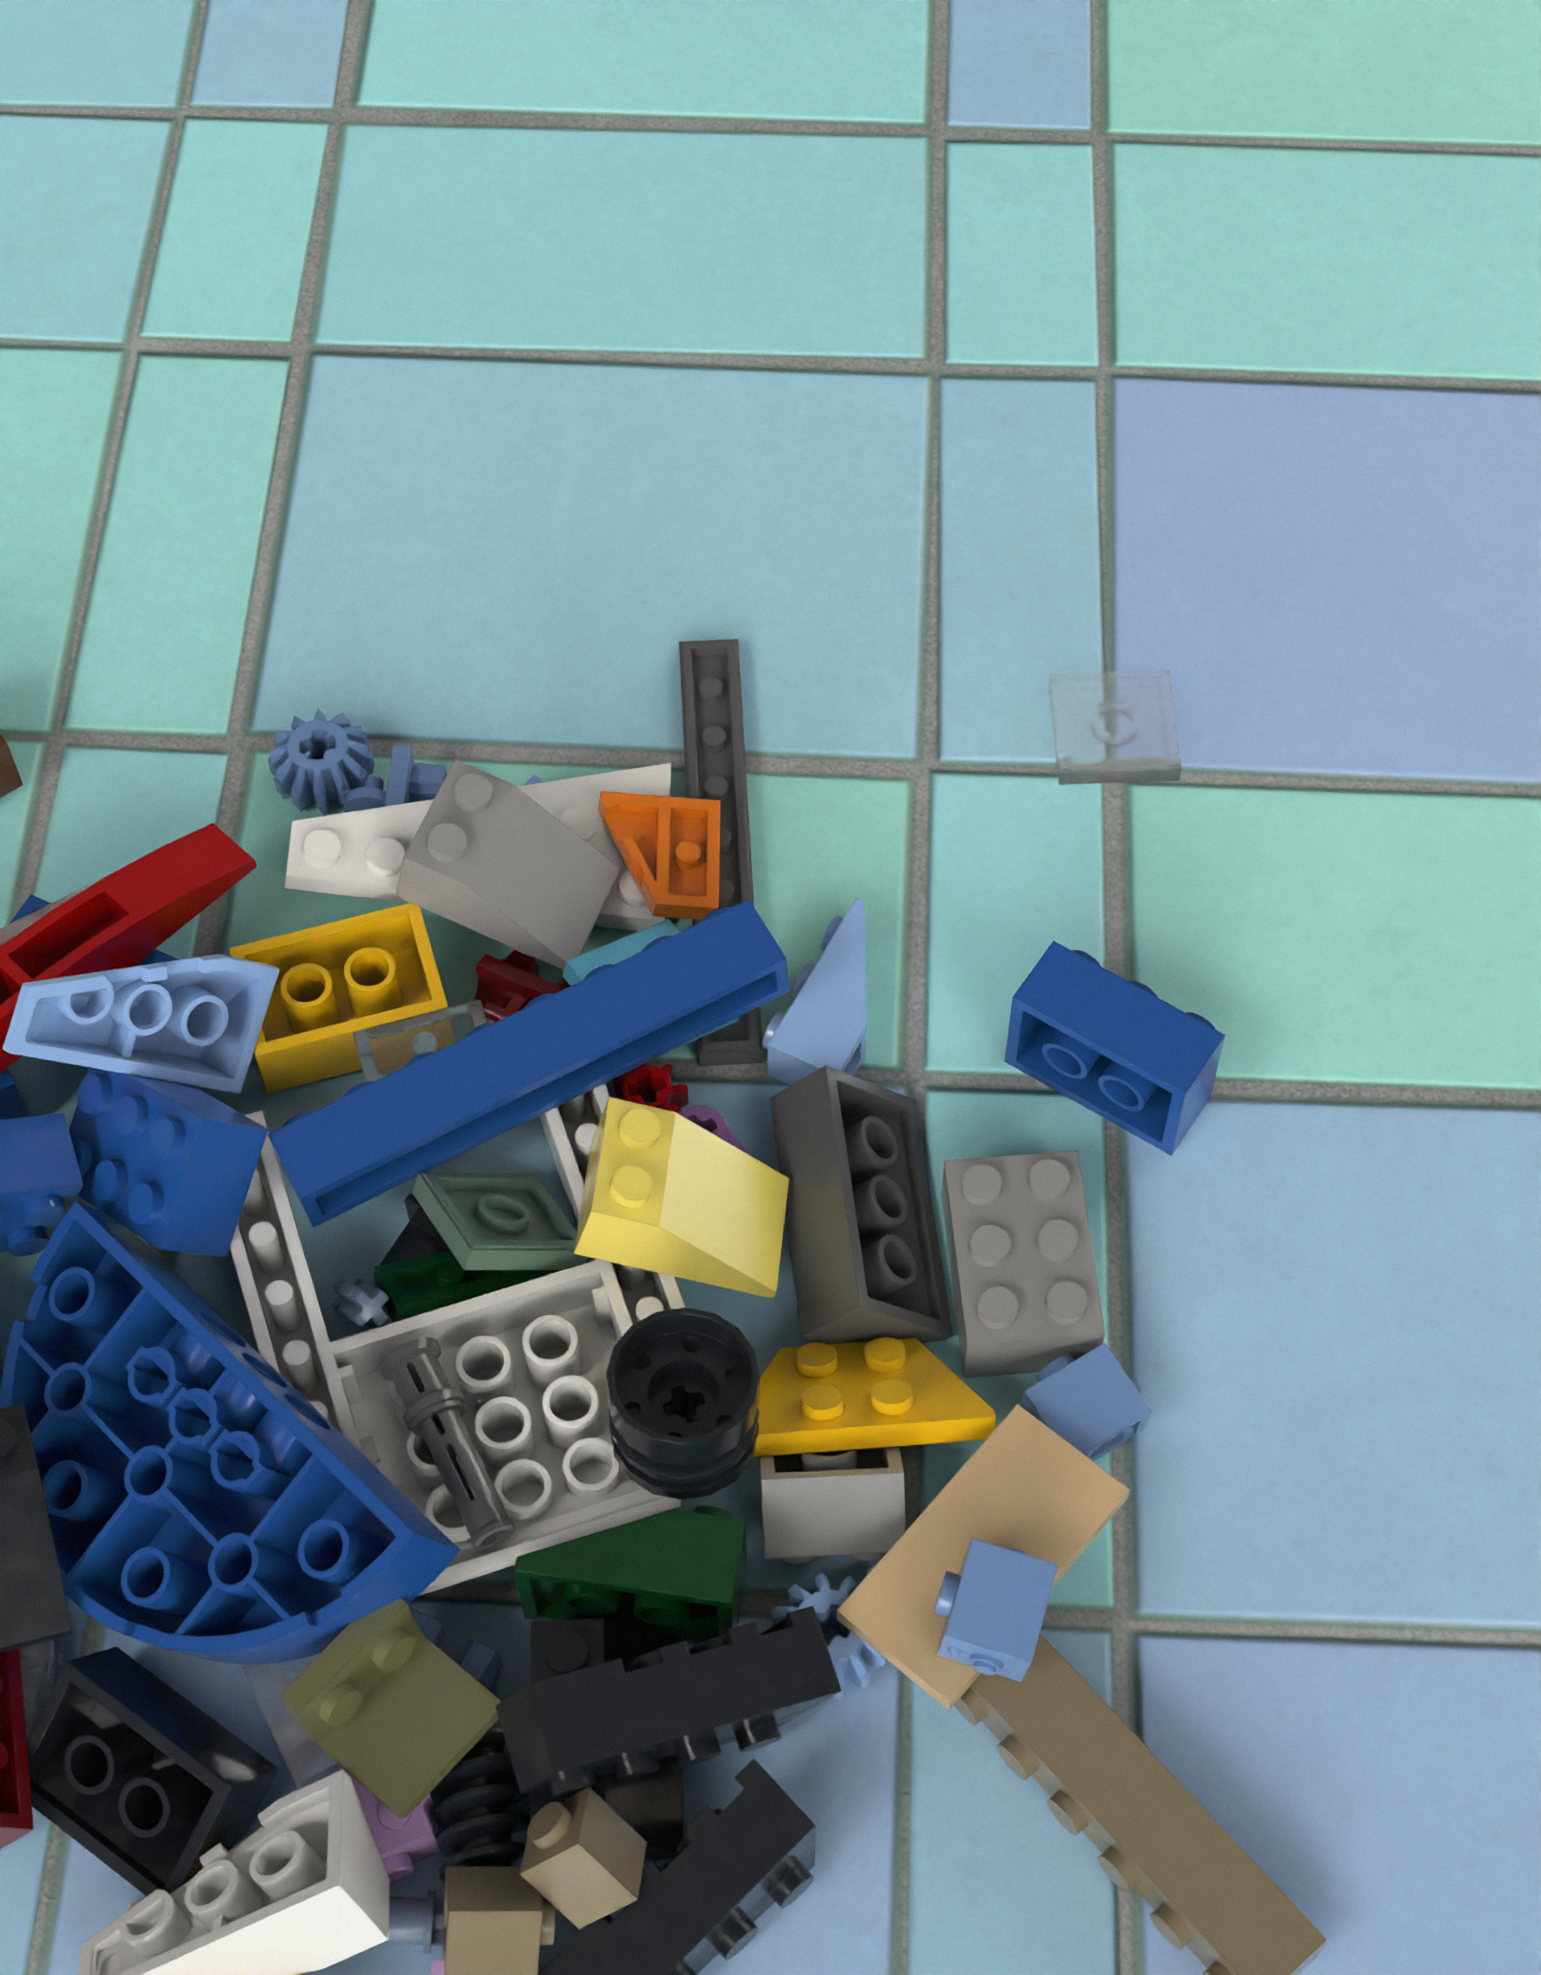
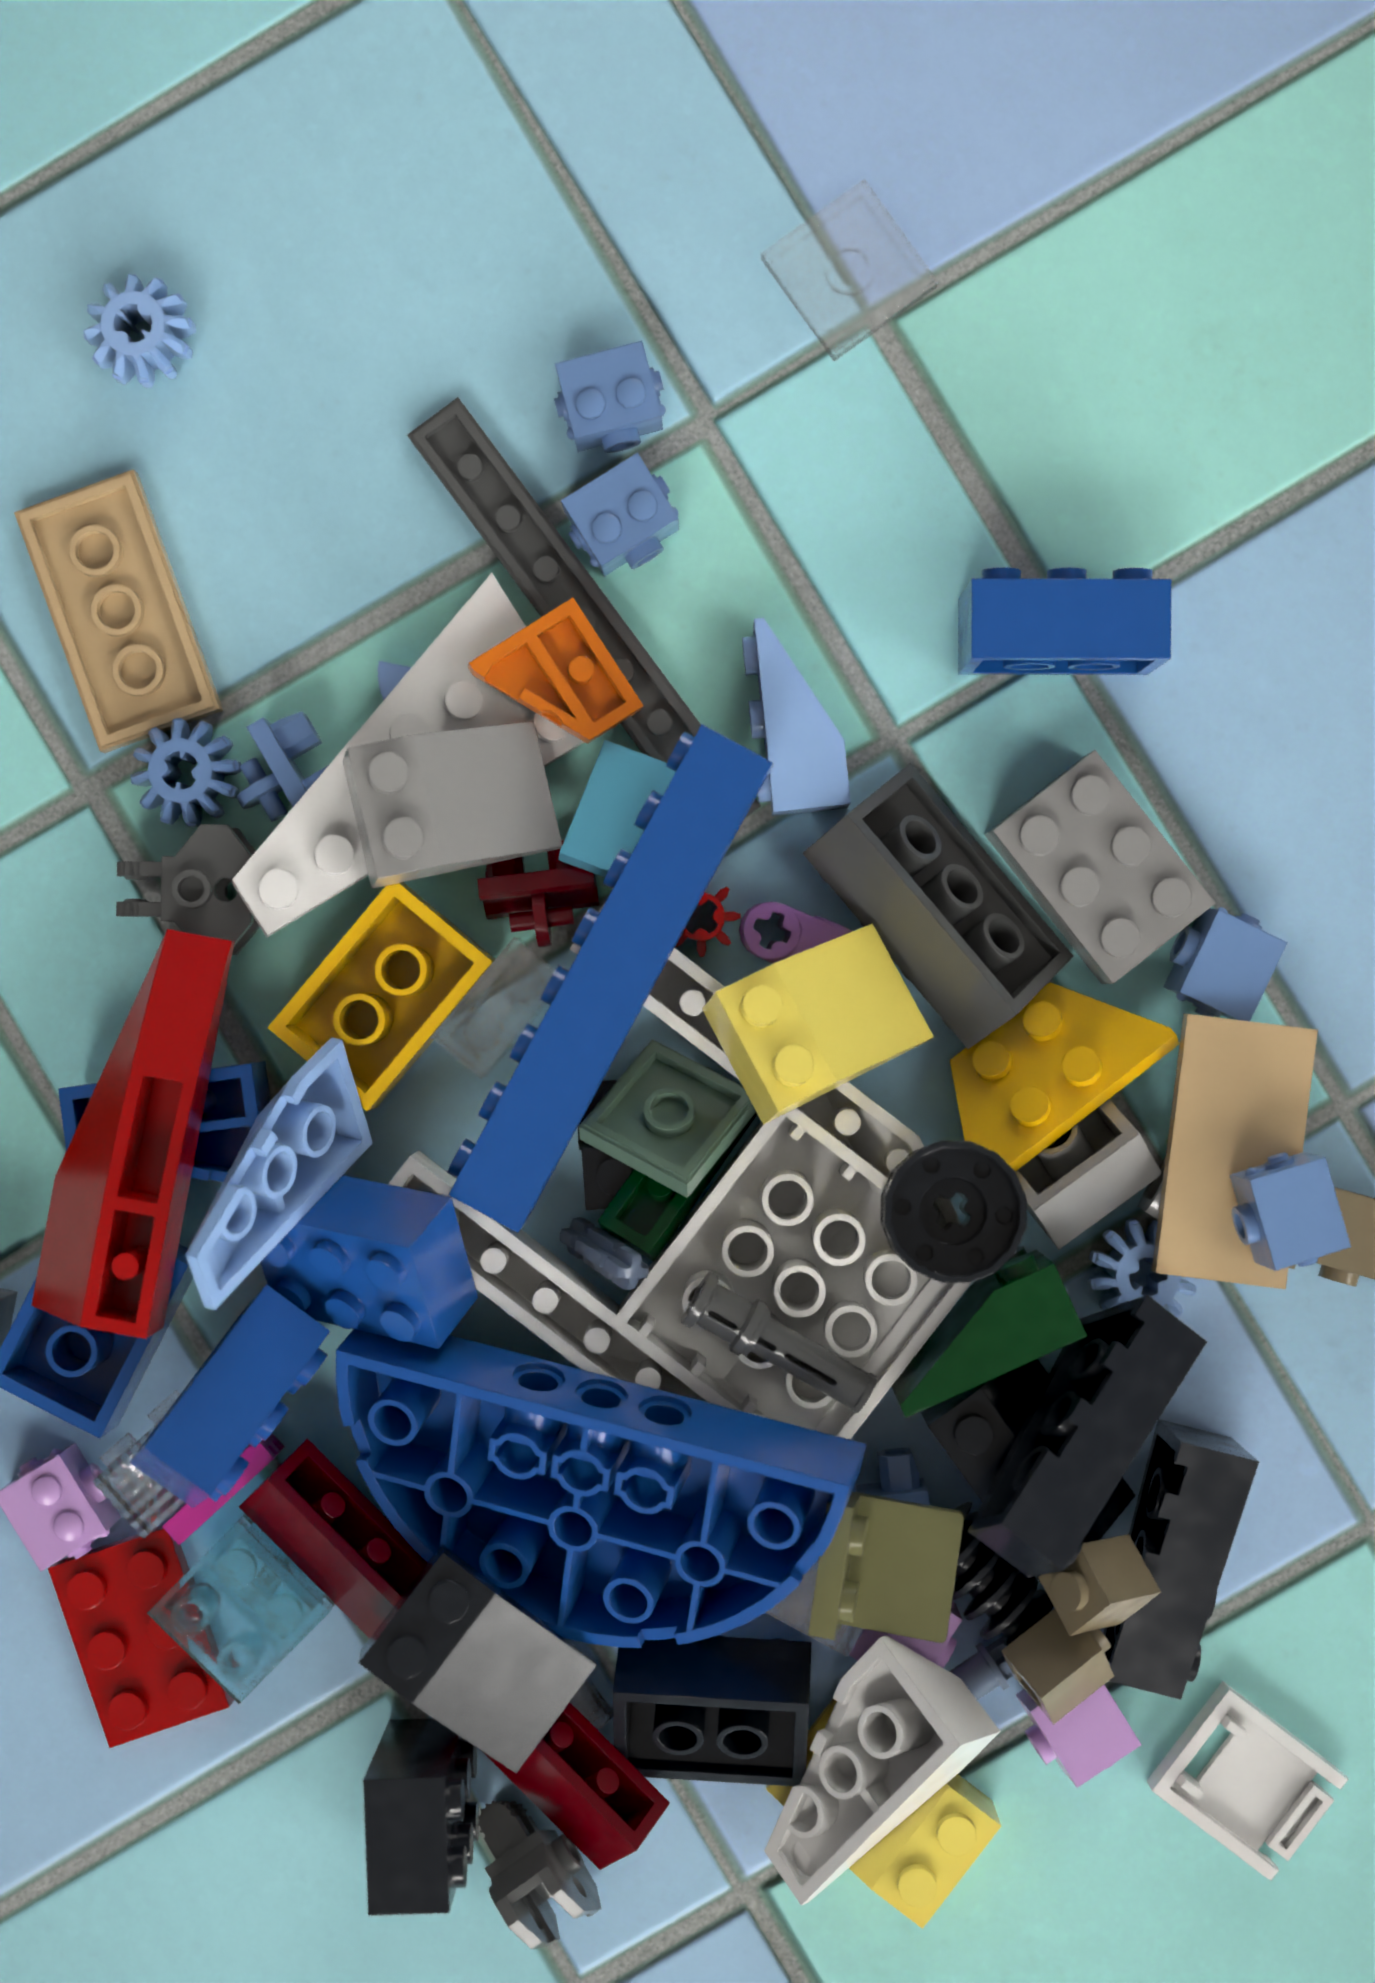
camera: 30 degrees left, 30 degrees up
(262, 829) = (196, 886): none -> dark grey hinge
(365, 634) = (118, 610): none -> tan tile
(532, 468) = (119, 319): none -> light blue gear
(804, 781) = (621, 516): none -> medium blue head
(856, 699) = (610, 398): none -> medium blue head

